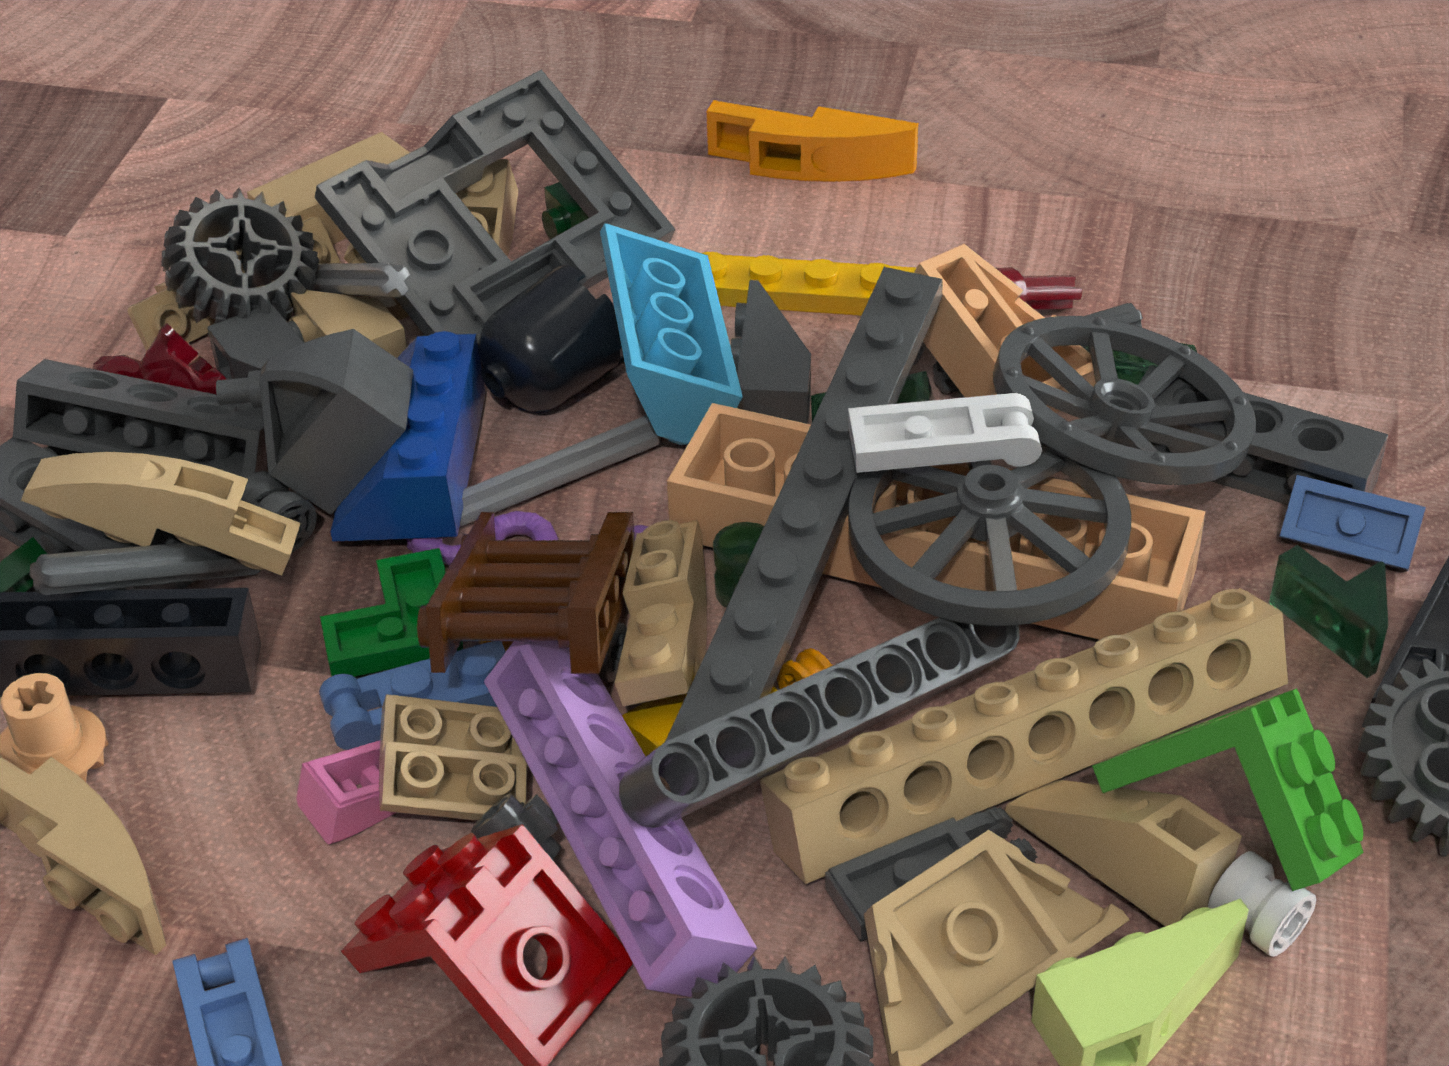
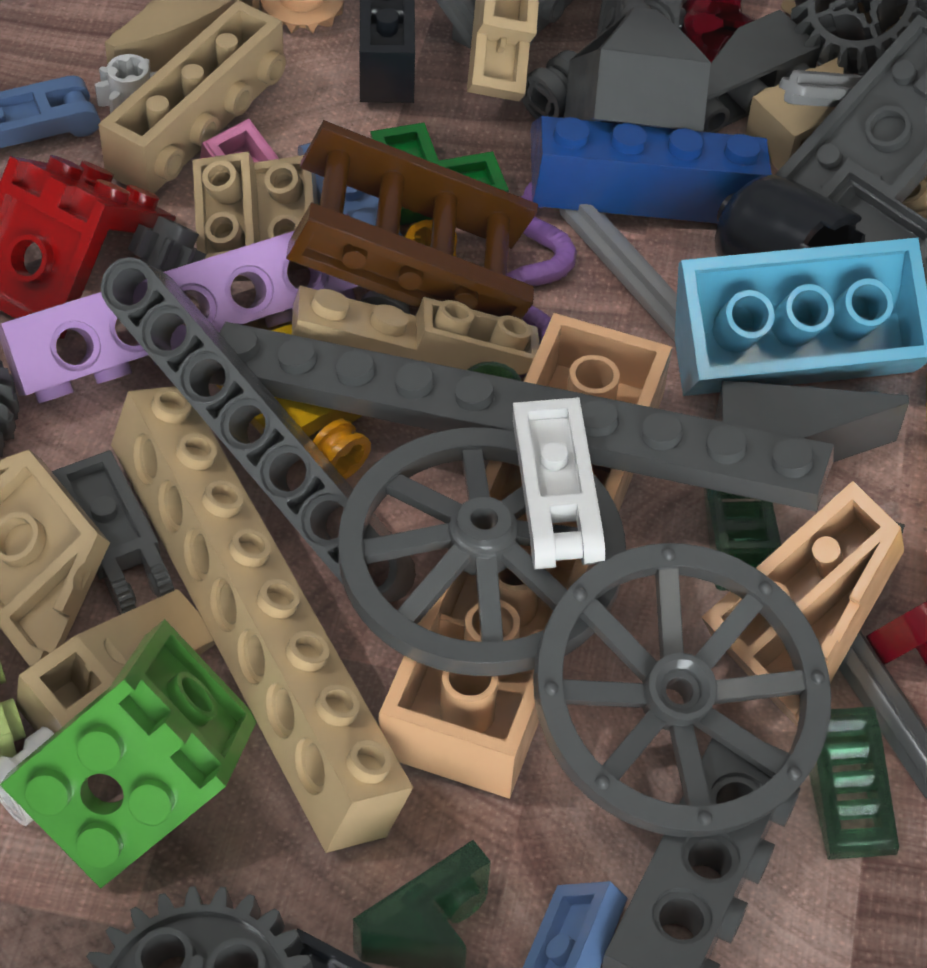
camera: 85 degrees right, 10 degrees up
(205, 903) = (121, 79): none -> white gear
(256, 819) = (193, 97): none -> tan brick

